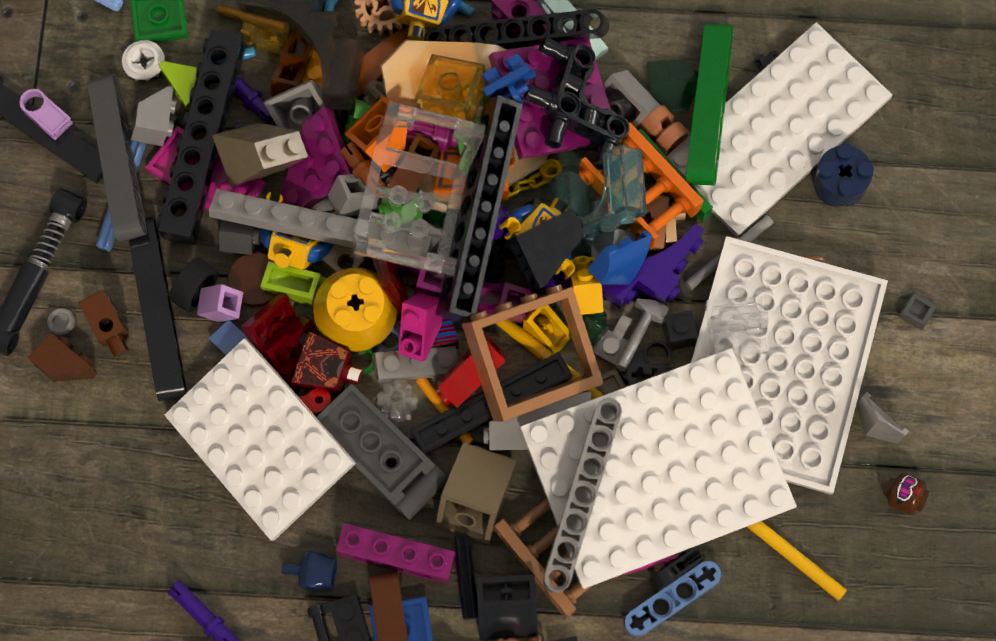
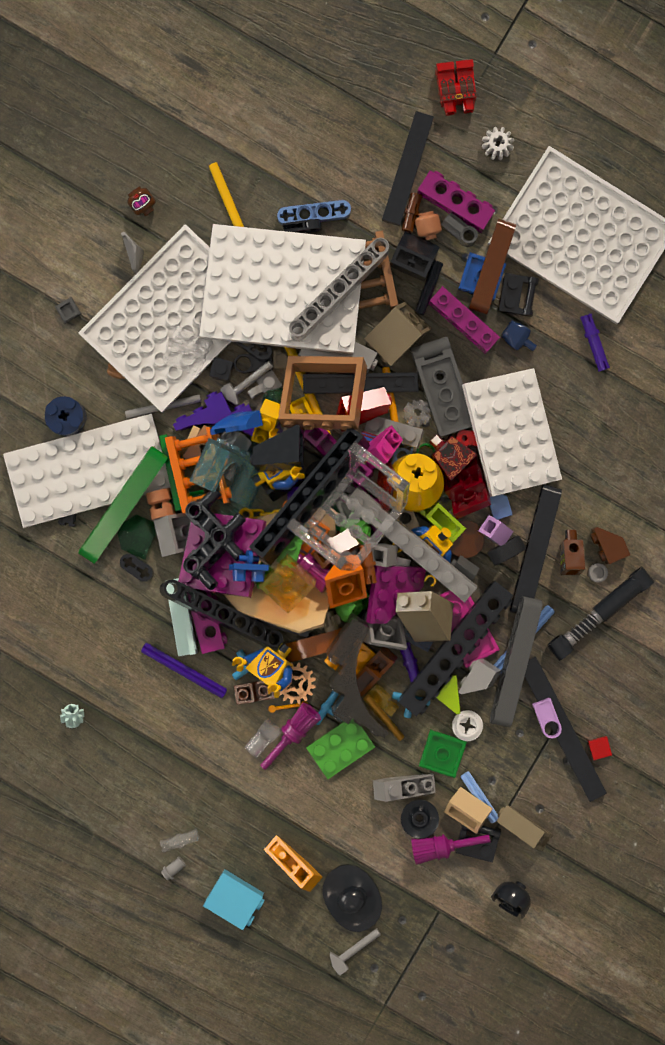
camera: 145 degrees left, 15 degrees up
(651, 47) = (139, 563): none -> black beam

